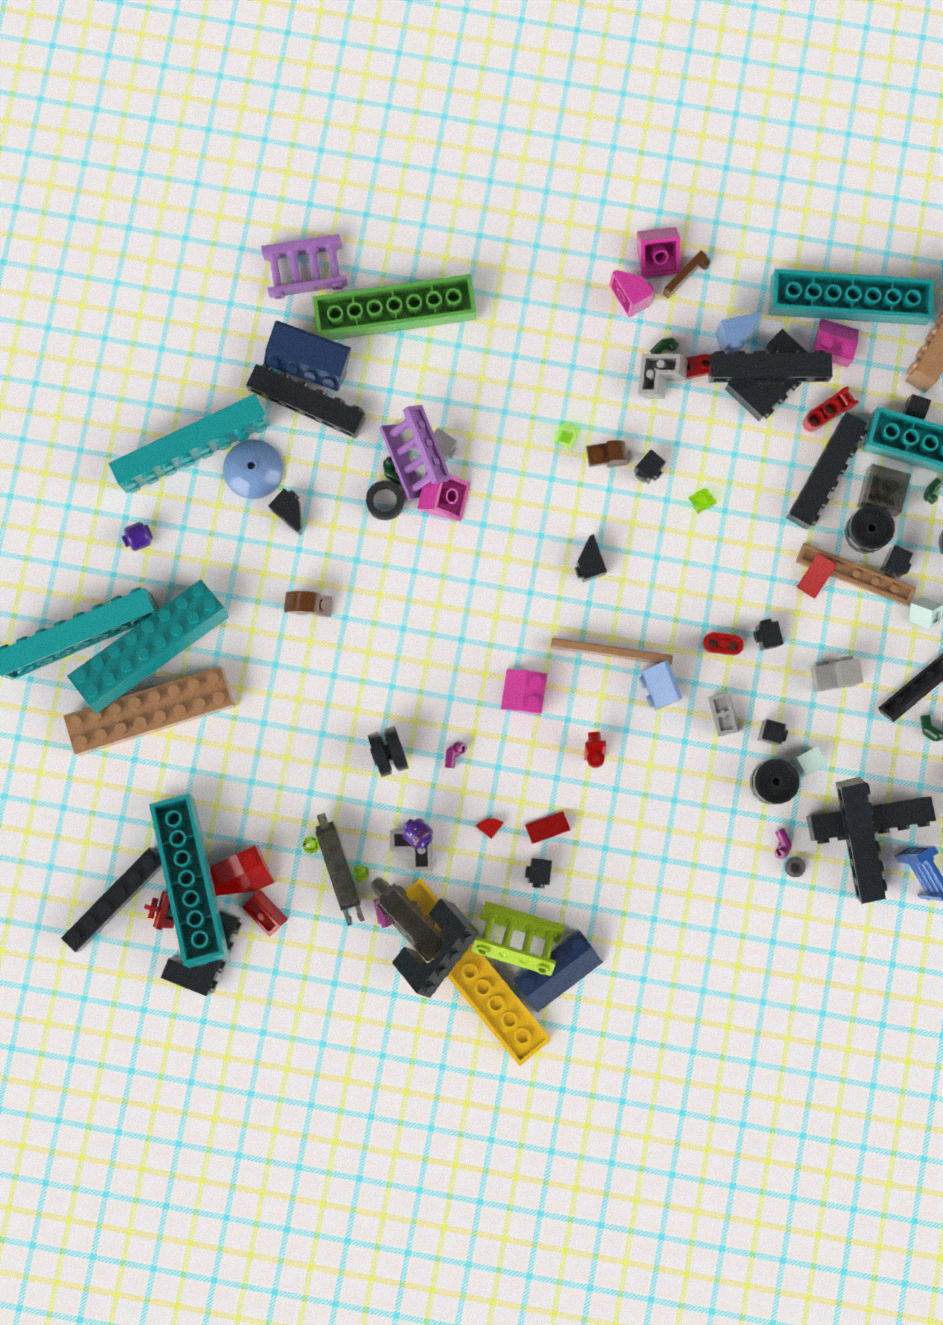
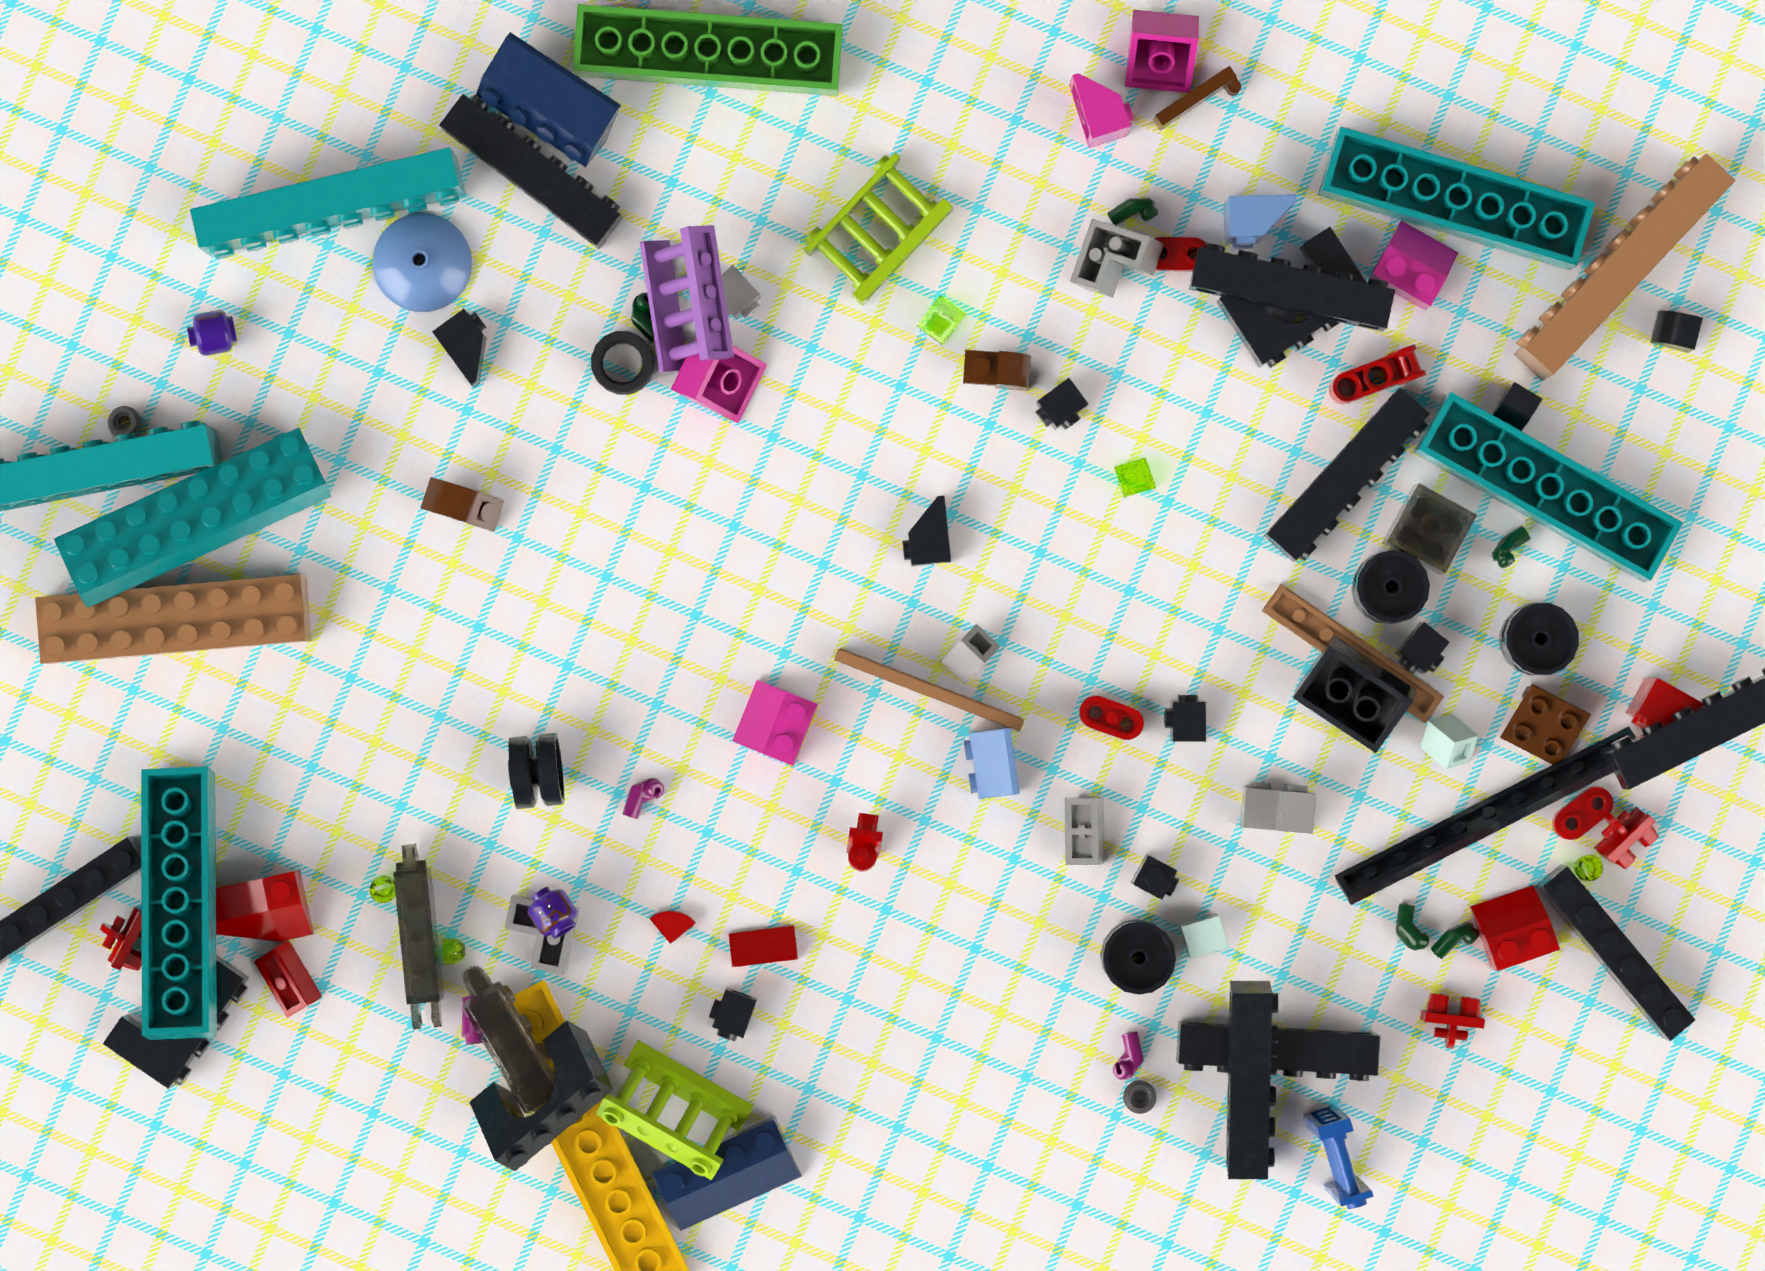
camera: 15 degrees right, 5 degrees up
(94, 595) = (119, 413): none -> flat silver plate
(527, 406) = (887, 260): none -> lime fence
(631, 624) = (965, 658): none -> light grey brick
(816, 575) = (1287, 642): red slope -> none
(865, 596) = (1354, 694): none -> black brick

